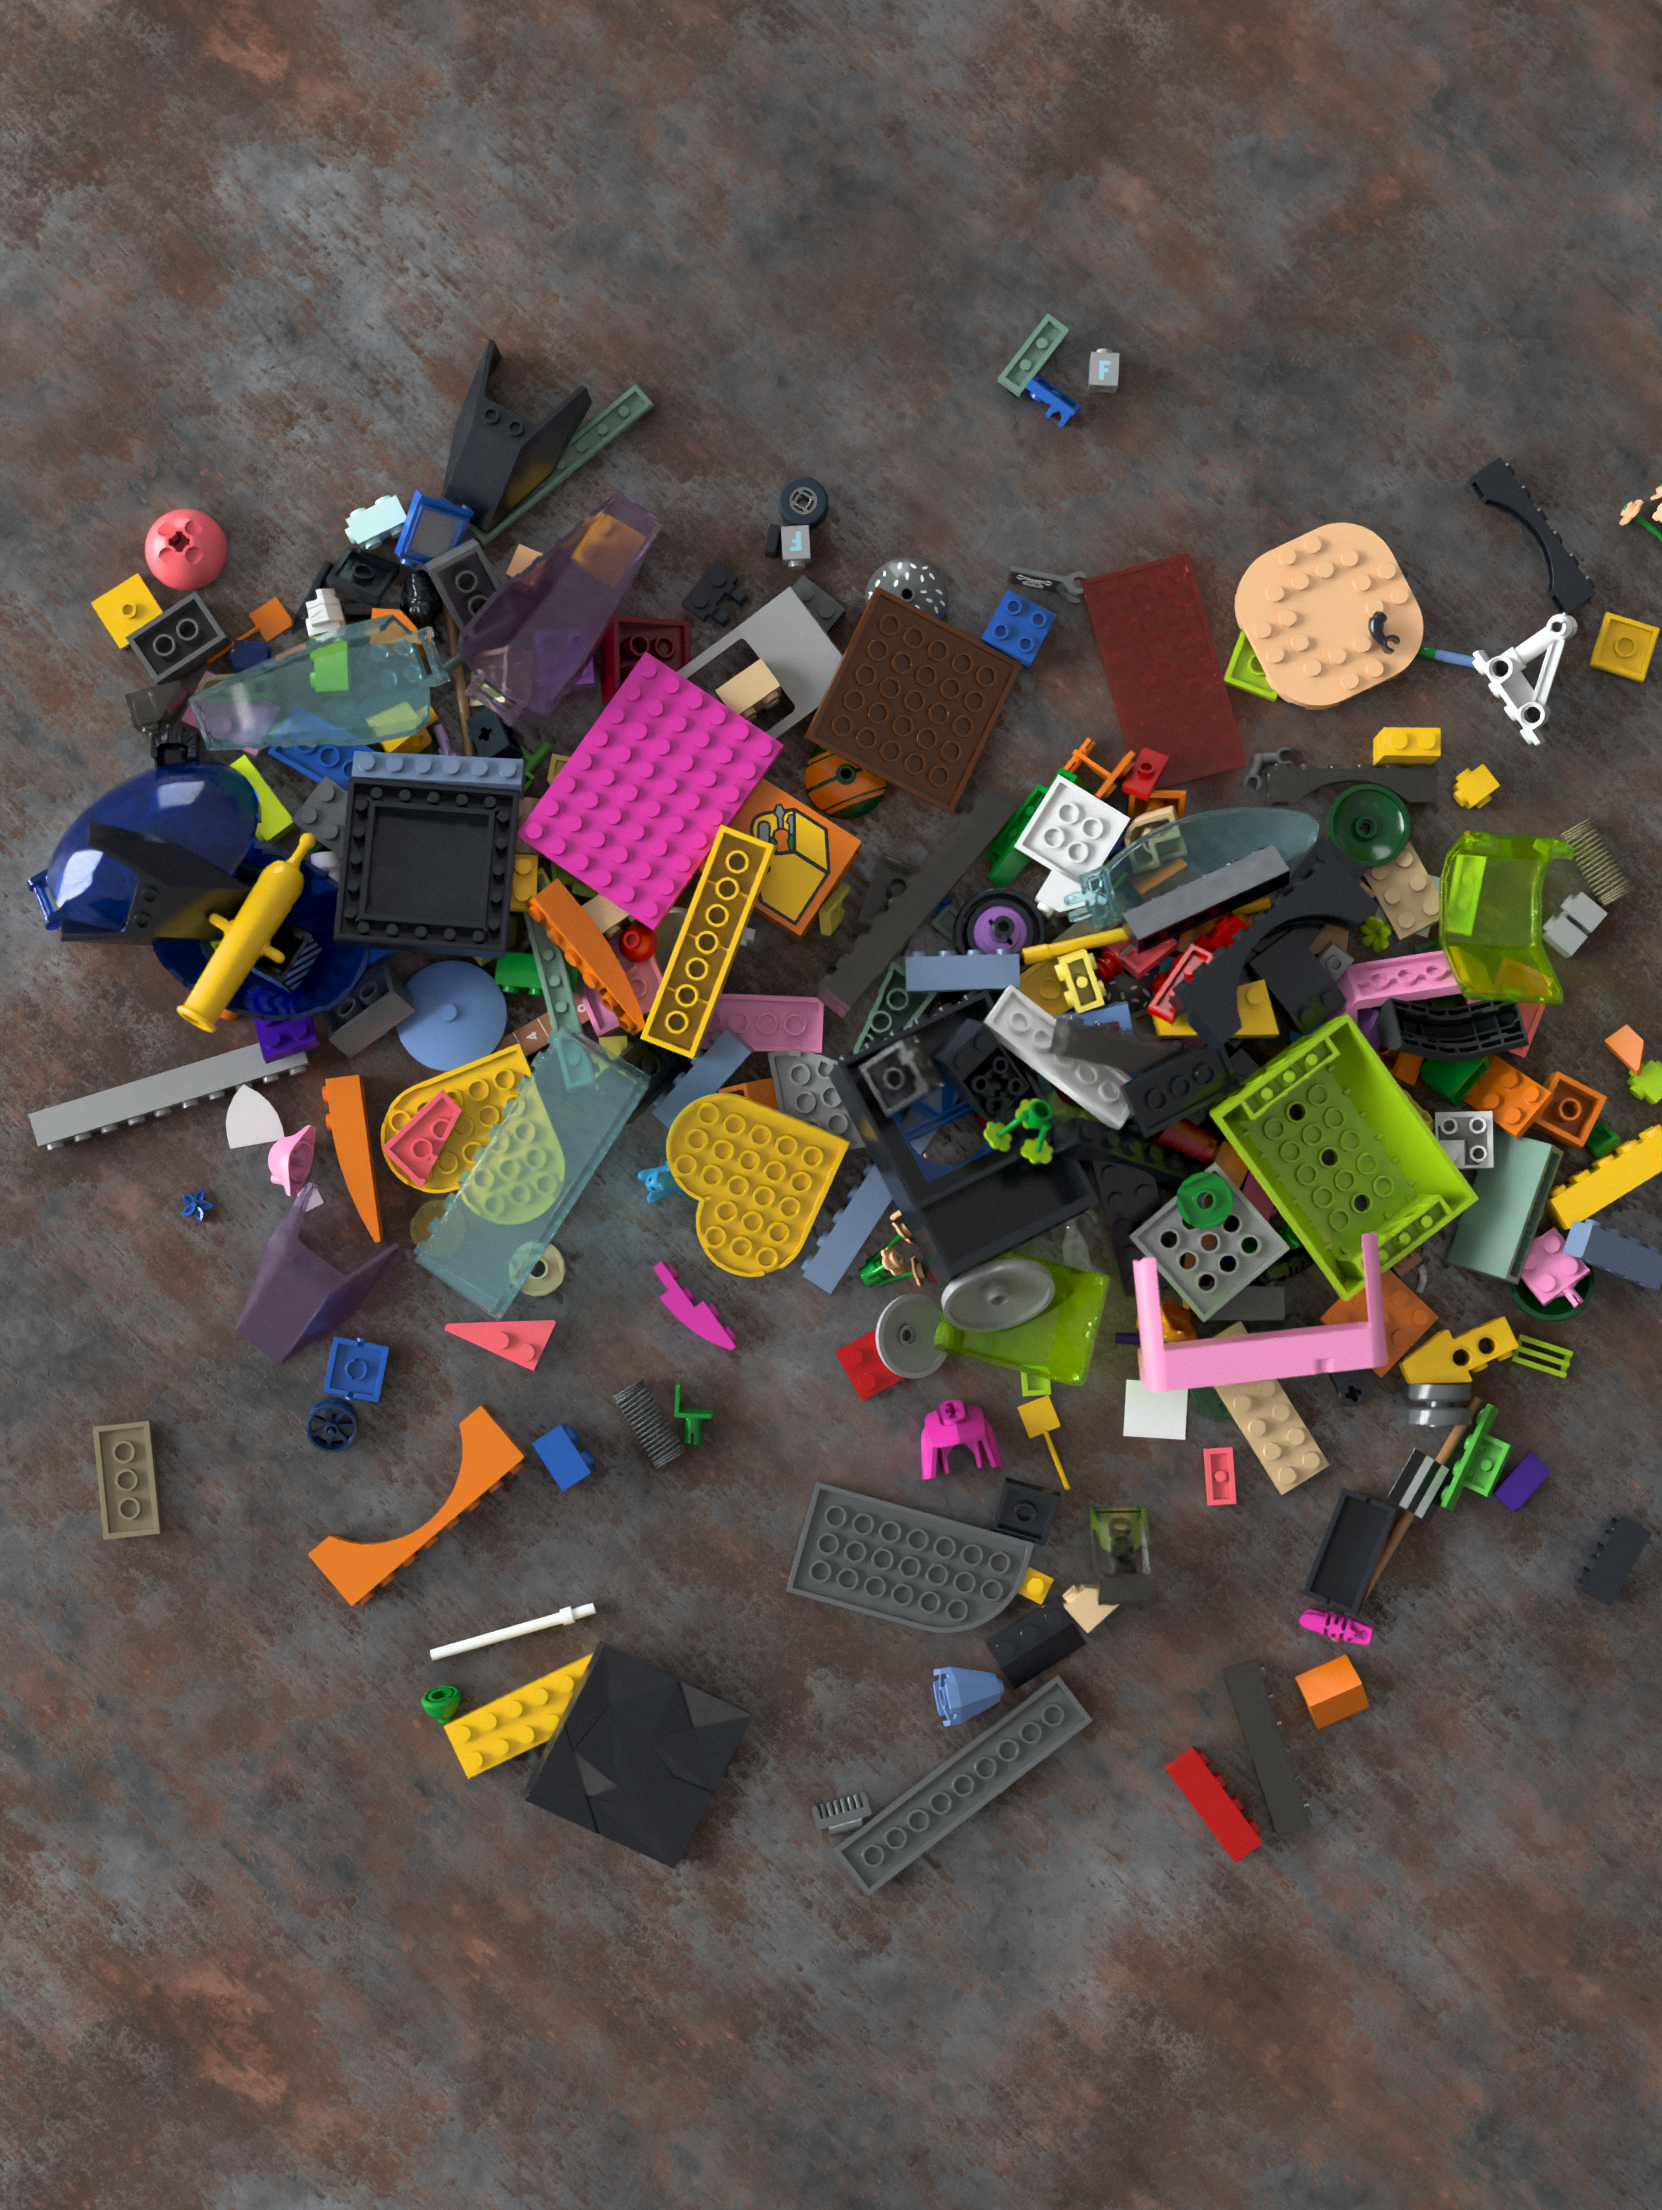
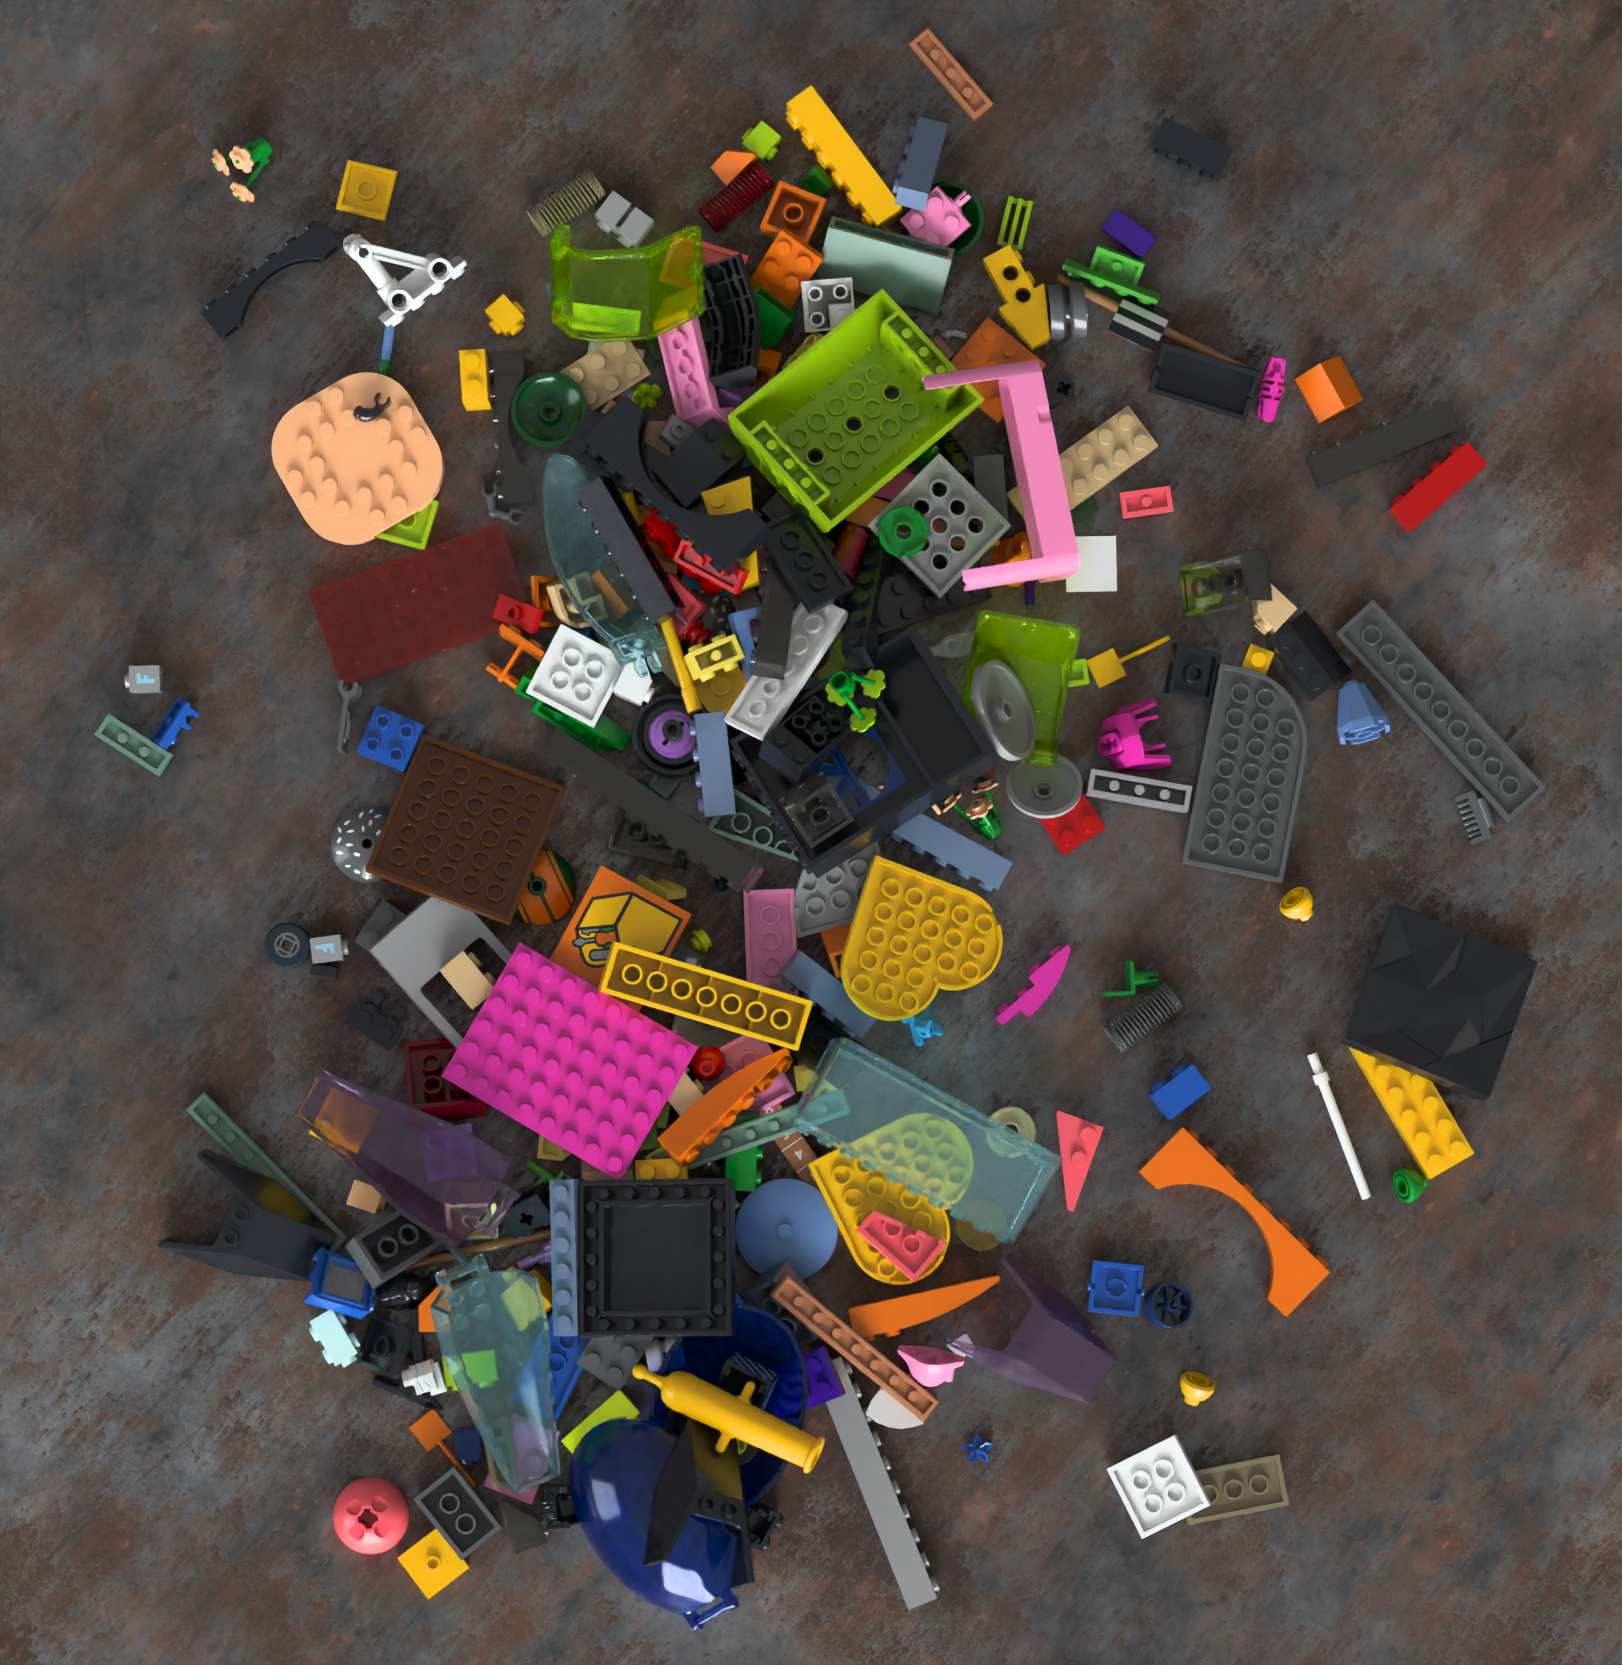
camera: 100 degrees left, 0 degrees up
(135, 962) = (762, 1523): none -> black piece
(136, 1398) = (1159, 1486): none -> white plate
(241, 1448) = (1196, 1387): none -> yellow brick
(315, 1076) = (854, 1347): none -> nougat tile
(760, 1606) = (1297, 904): none -> yellow brick
(772, 946) = (700, 941): none -> neon yellow plate
(899, 1440) = (1138, 791): none -> light grey brick
(1613, 1080) = (763, 180): none -> dark red piece

